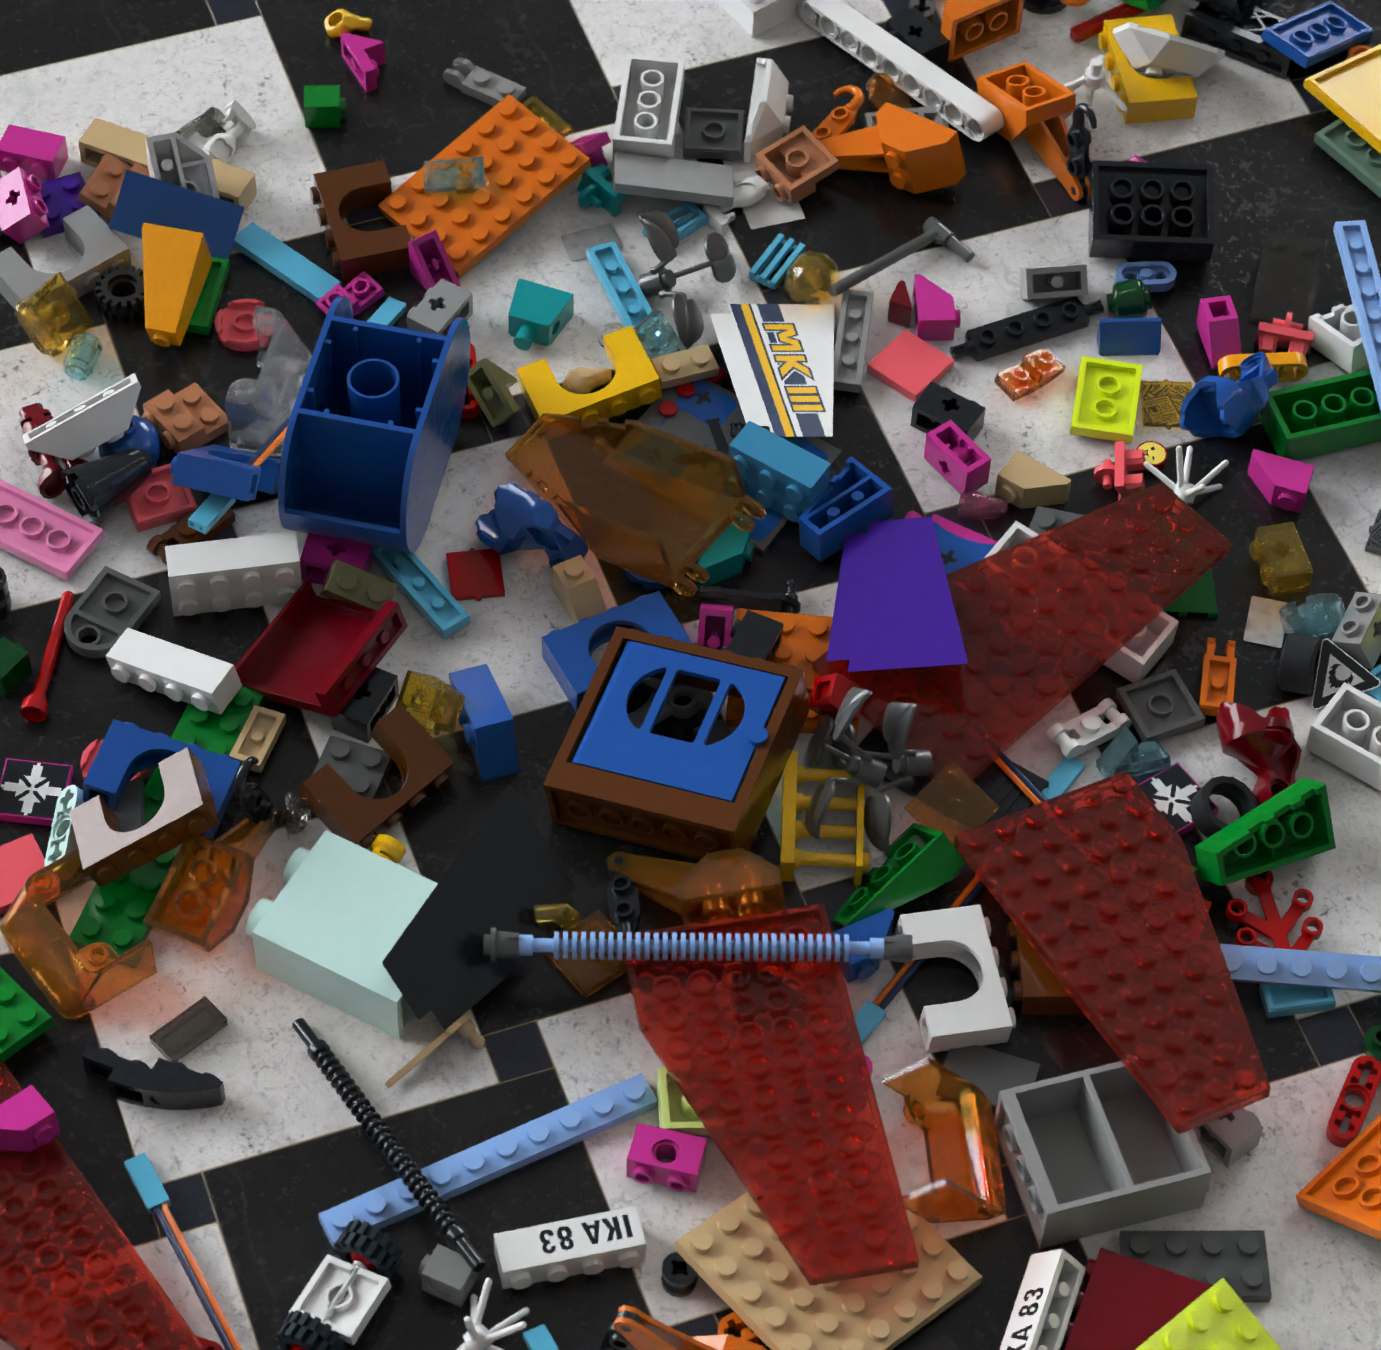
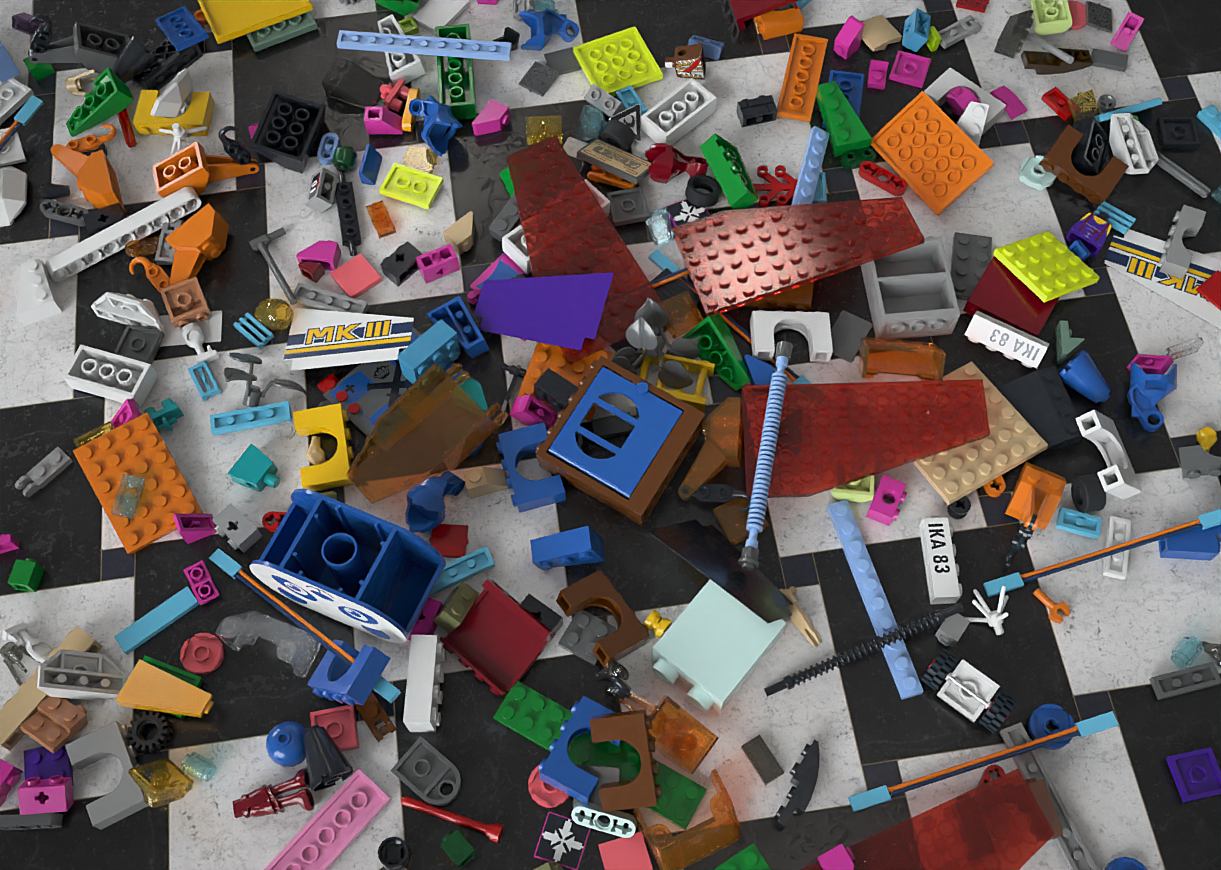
camera: 75 degrees left, 10 degrees up
(87, 424) = (276, 762): white wedge -> none
(173, 206) = (100, 683): blue tile -> none
(173, 671) = (493, 733): white brick -> none
(185, 418) = (274, 702): nougat plate -> none
(258, 736) = (551, 688): tan plate -> none
(356, 251) = (164, 574): reddish brown arch -> none
(431, 702) = (555, 576): clear yellow brick -> none
(560, 913) = (720, 530): clear yellow arm -> none
(579, 241) = (200, 432): flat silver sticker -> none
(658, 335) = (303, 399): clear light blue slope -> none
(673, 179) = (172, 372): light grey tile -> none
(685, 366) = (327, 389): tan plate -> none
(829, 693) = (603, 348): red brick -> none
(981, 506) = (470, 263): clear pink cone -> none
(1088, 729) = (636, 242): white plate -> none
(1118, 474) = (467, 191): coral hips -> none
(1154, 454) = (455, 175): light yellow tile -> none
(1182, 488) = (488, 160): white plant -> none
(1245, 664) = (615, 160): none -> tile

